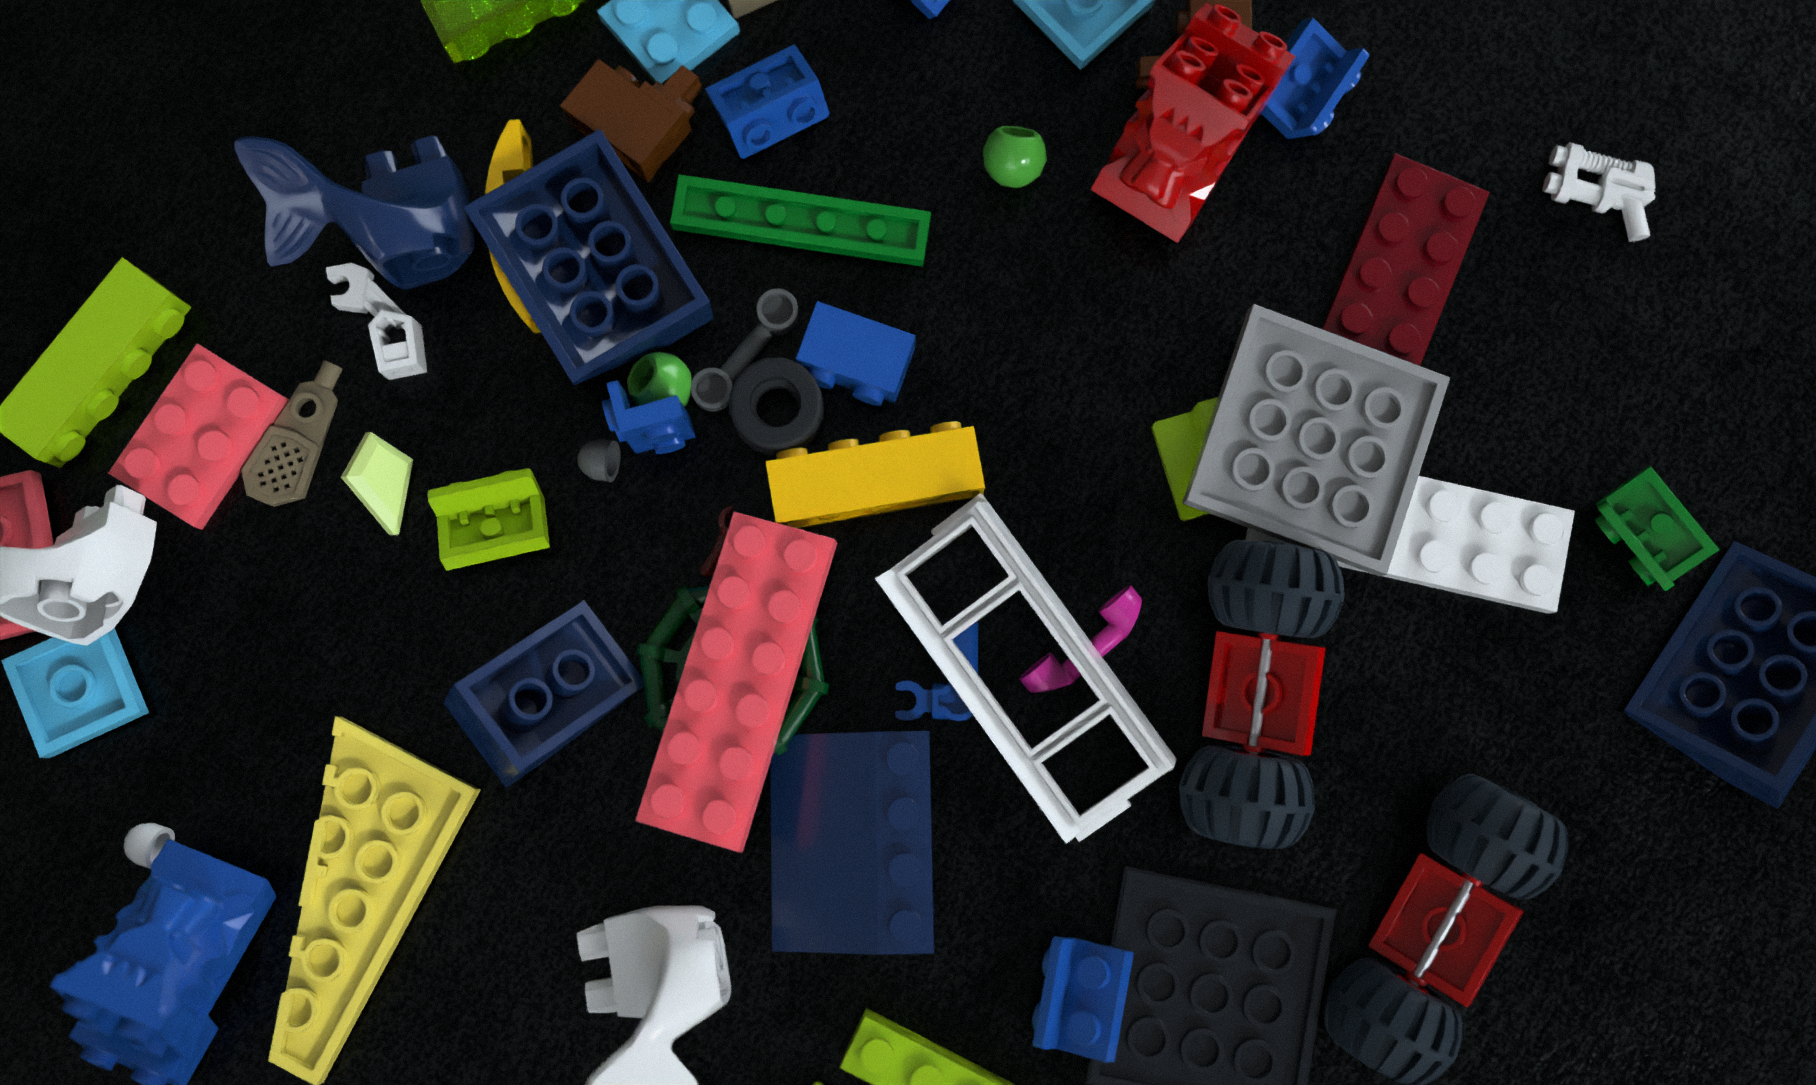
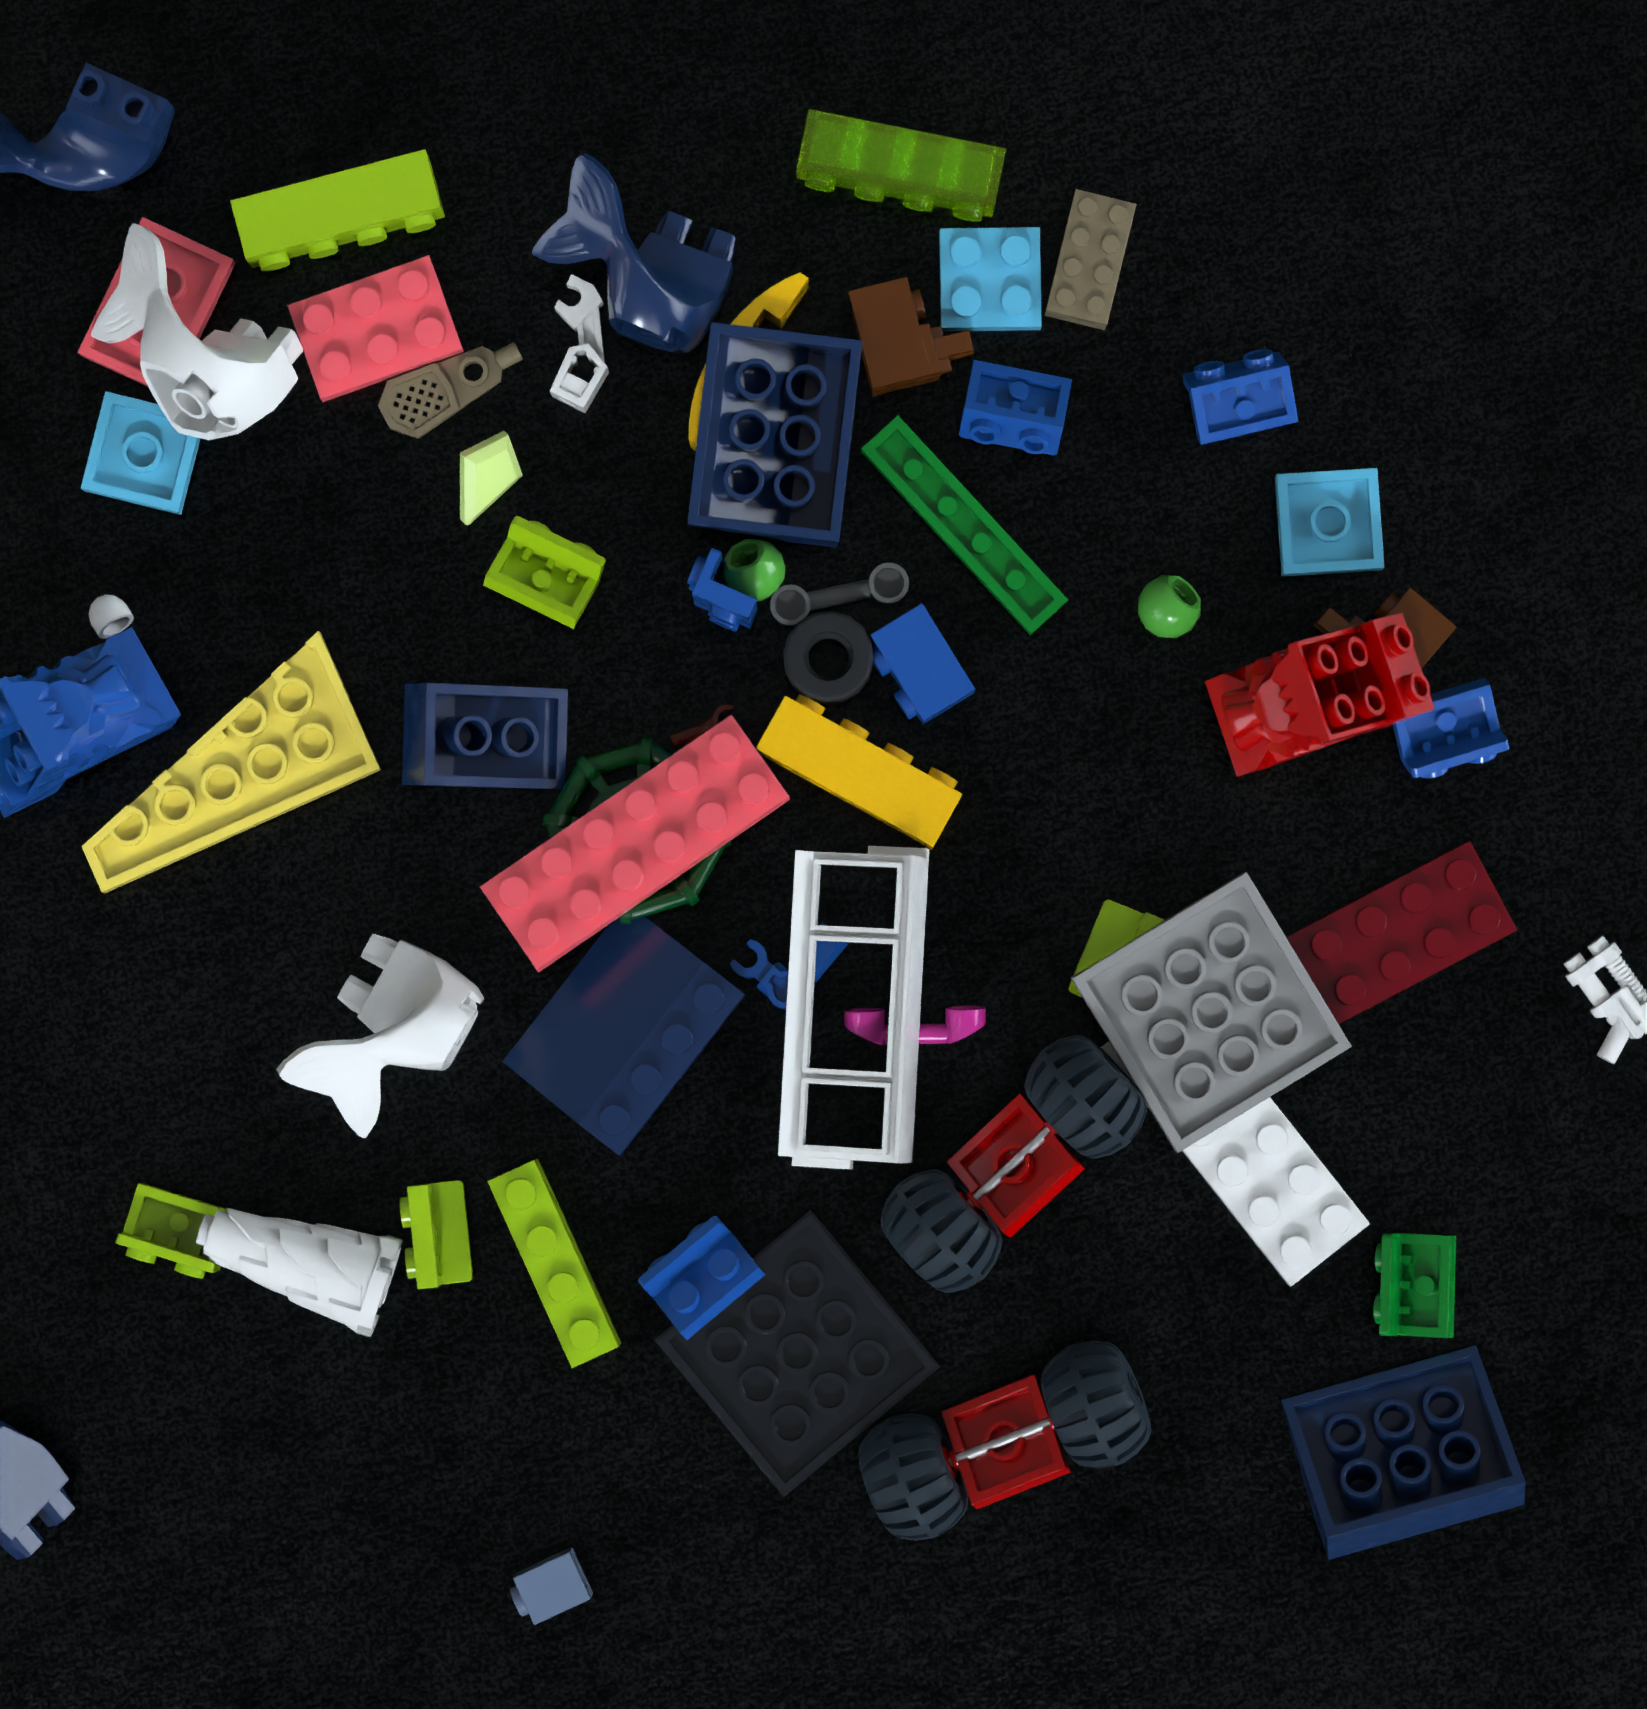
camera: 40 degrees right, 5 degrees up
(600, 459) = (663, 590): dark grey hinge -> none

